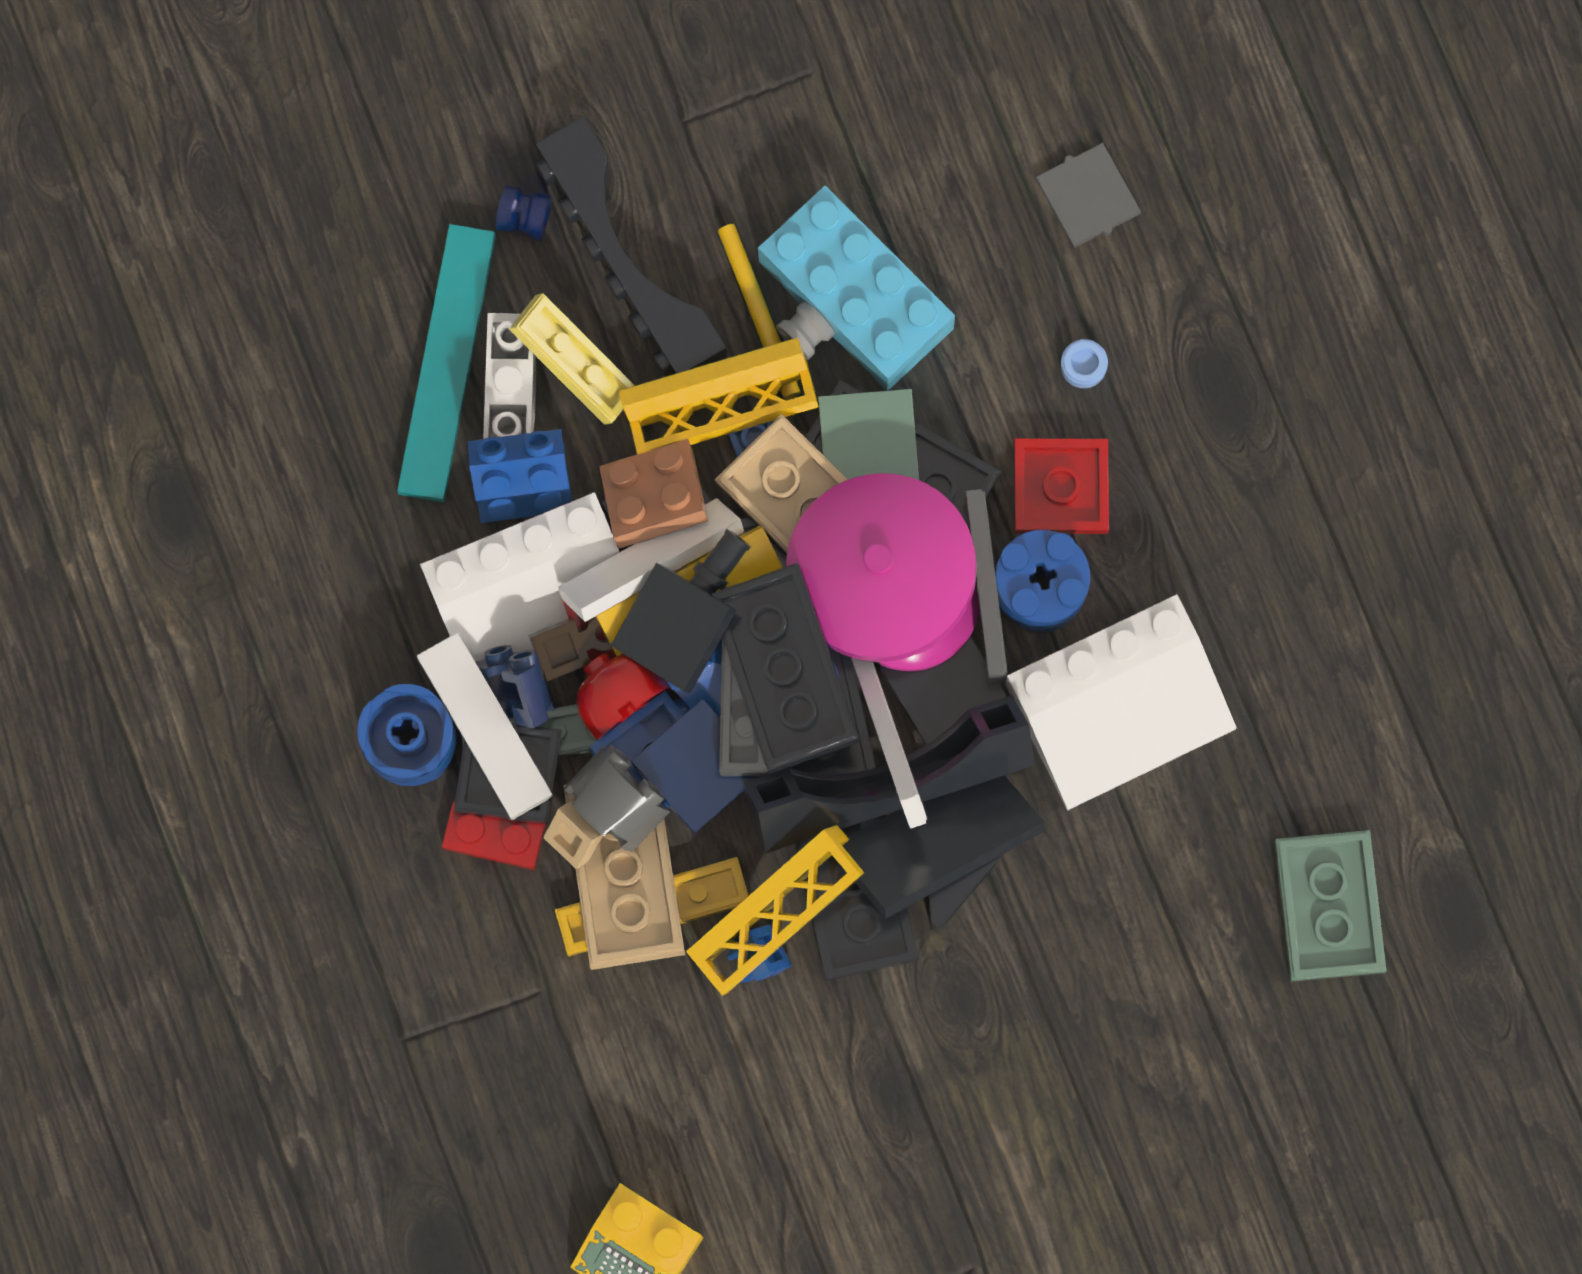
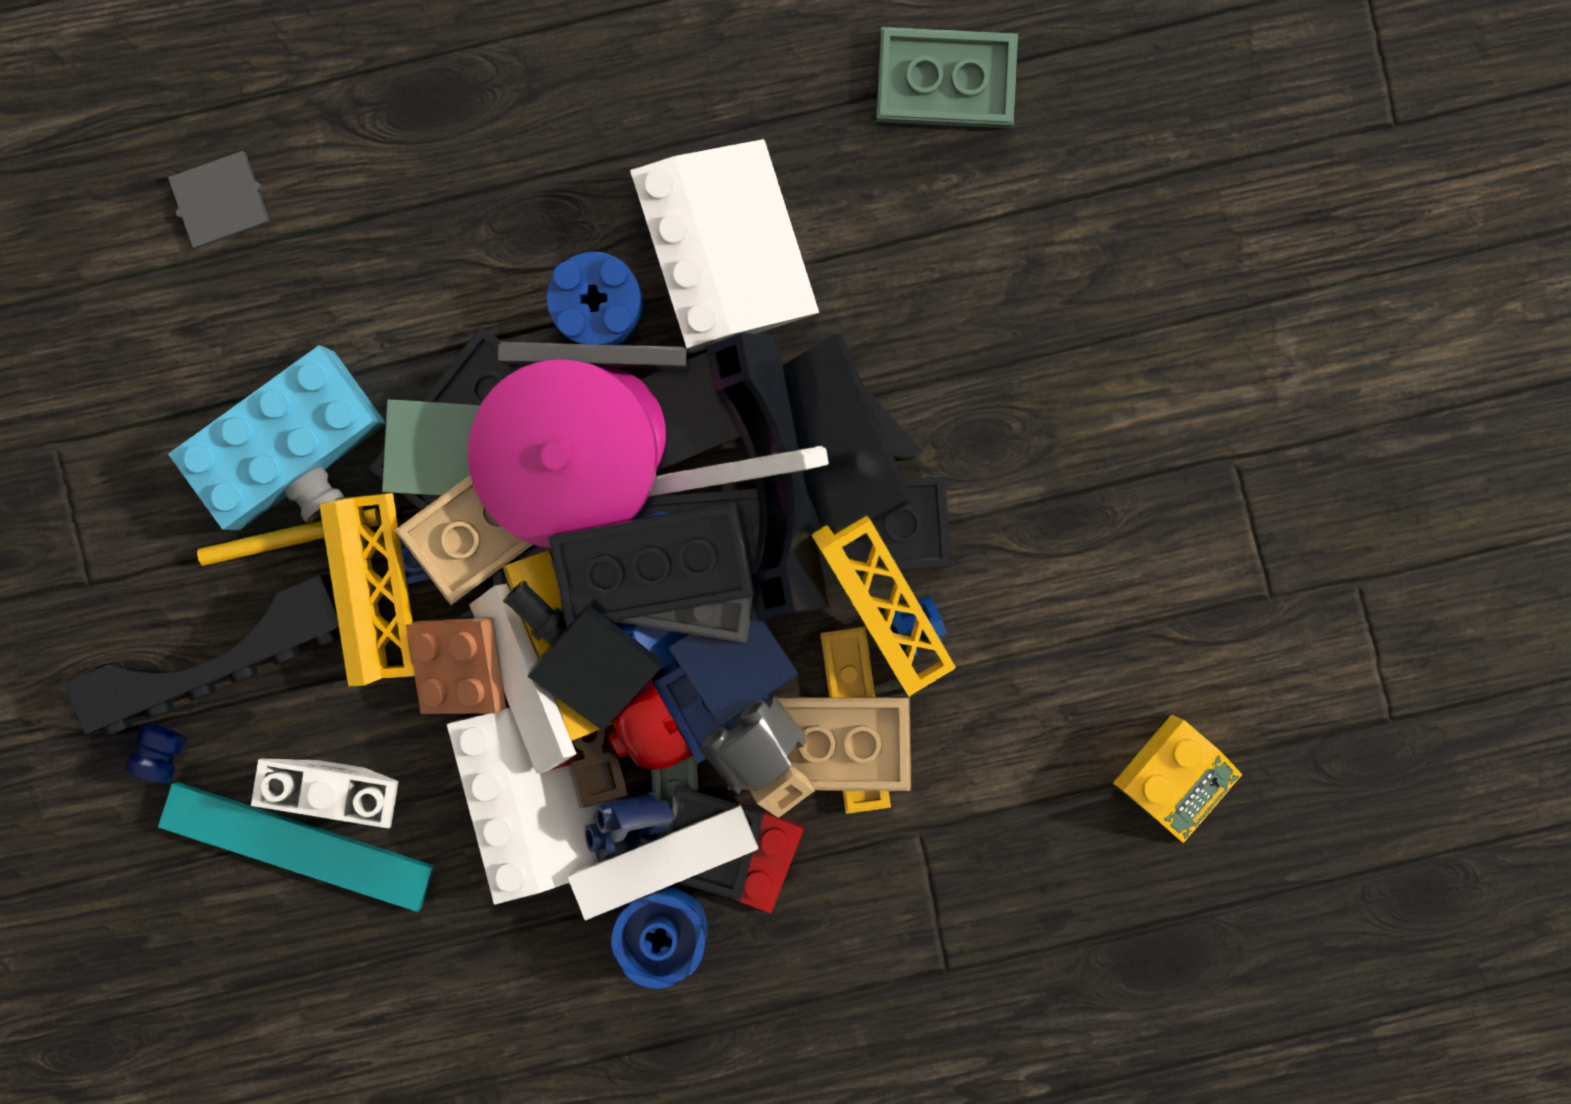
camera: 85 degrees left, 10 degrees up
(519, 475) = (418, 795): blue plate -> none
(571, 357) = (307, 728): light yellow tile -> none
(1061, 486) = (504, 270): red tile -> none
(1084, 363) = (386, 229): light blue tile -> none

